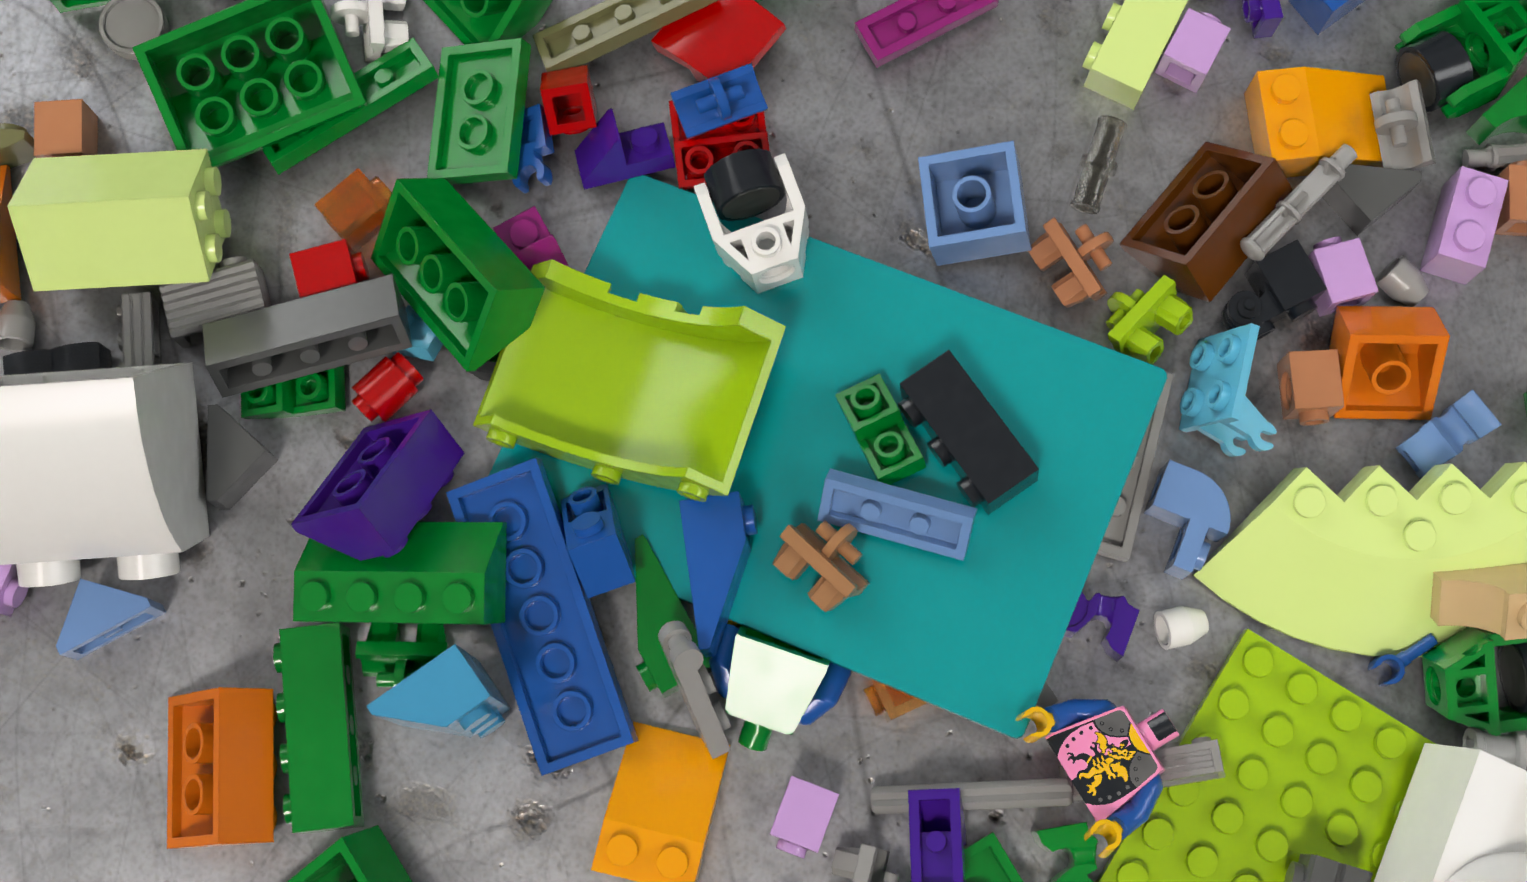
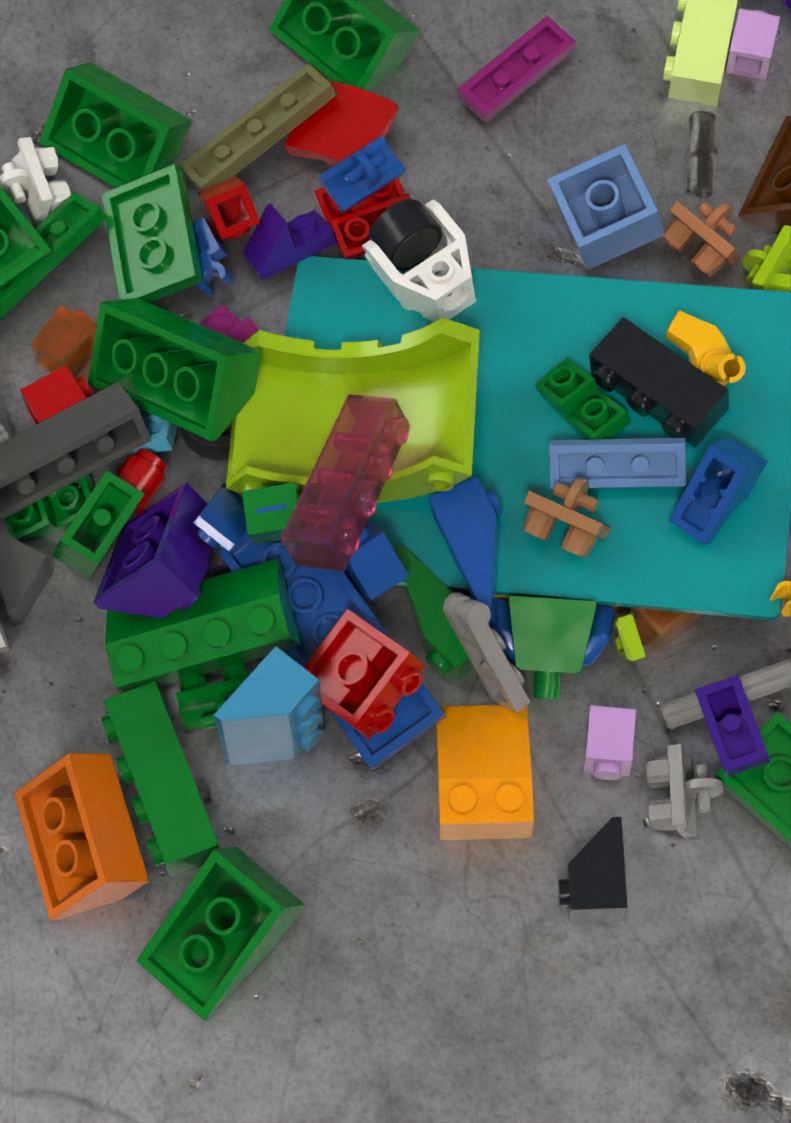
camera: 15 degrees left, 10 degrees down
(329, 427) = (97, 524): none -> green slope
(459, 462) = (222, 519): none -> blue slope
(512, 475) = (269, 511): none -> green brick
(552, 680) = (363, 674): none -> red plate
(591, 466) = (346, 483): none -> clear pink brick
(855, 710) = (628, 642): none -> lime tile
(995, 577) = (717, 489): none -> blue arch
(1031, 411) = (705, 348): none -> yellow arm

